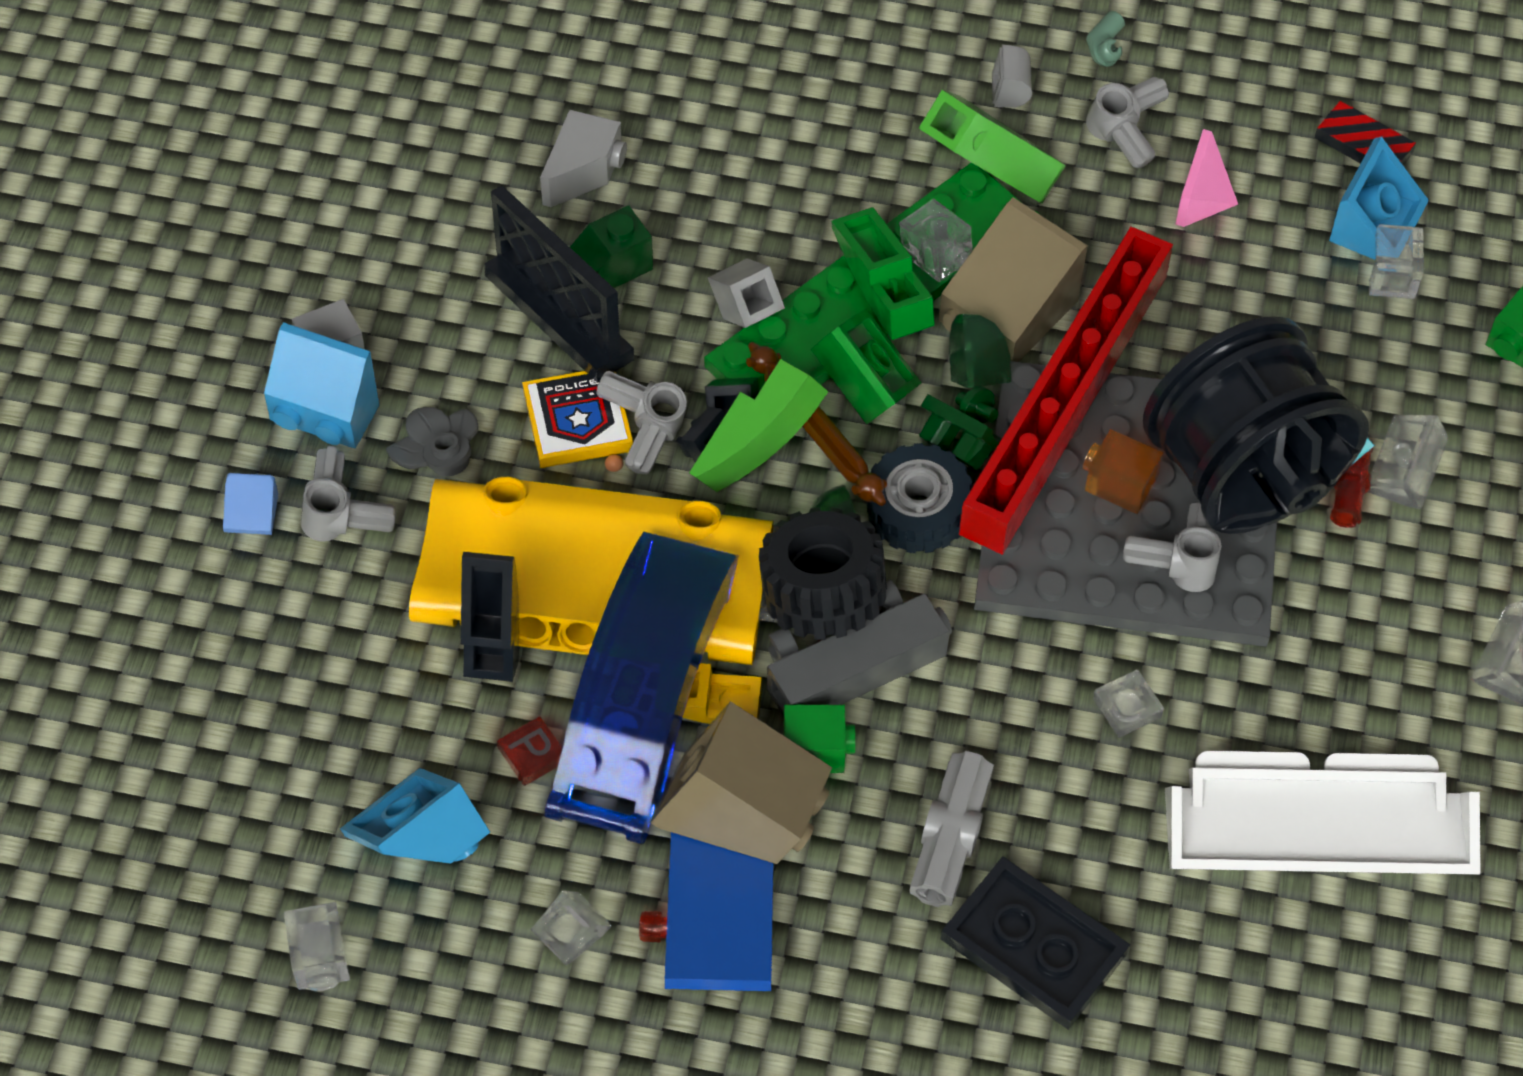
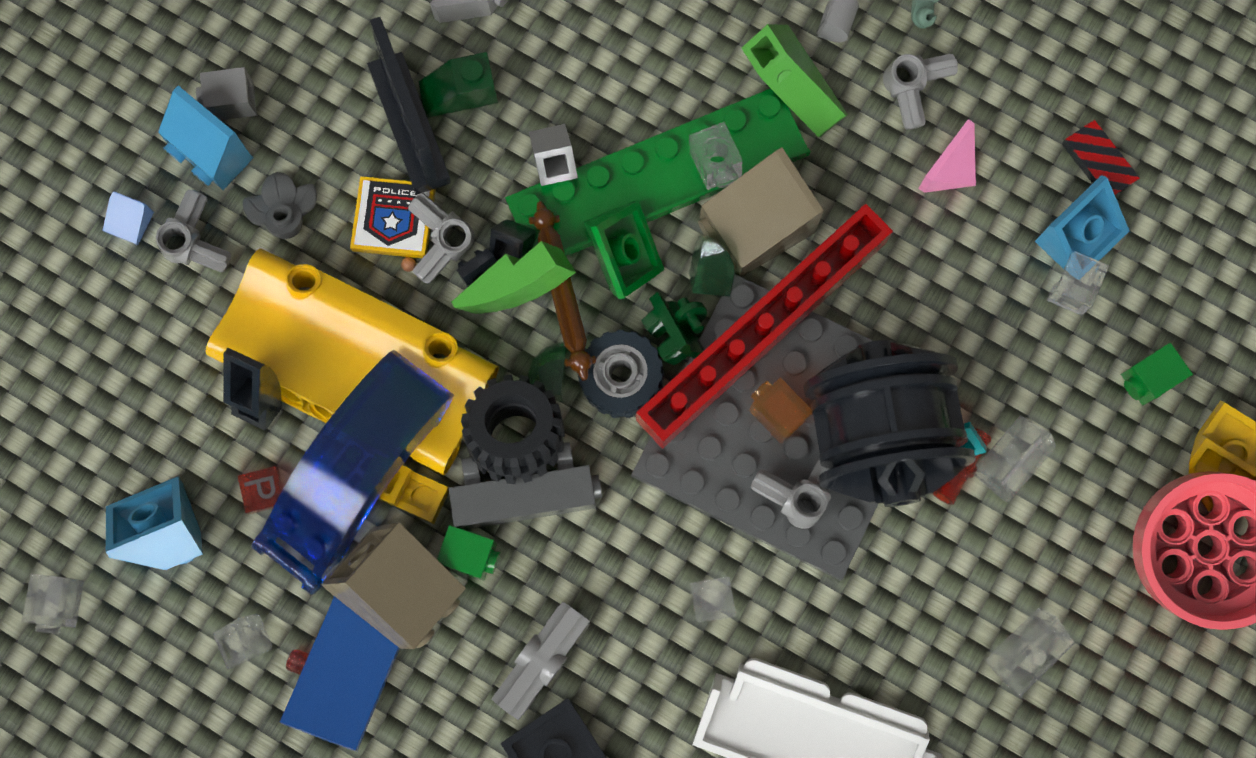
camera: 20 degrees right, 20 degrees up
(884, 273) = (663, 172): green slope -> none

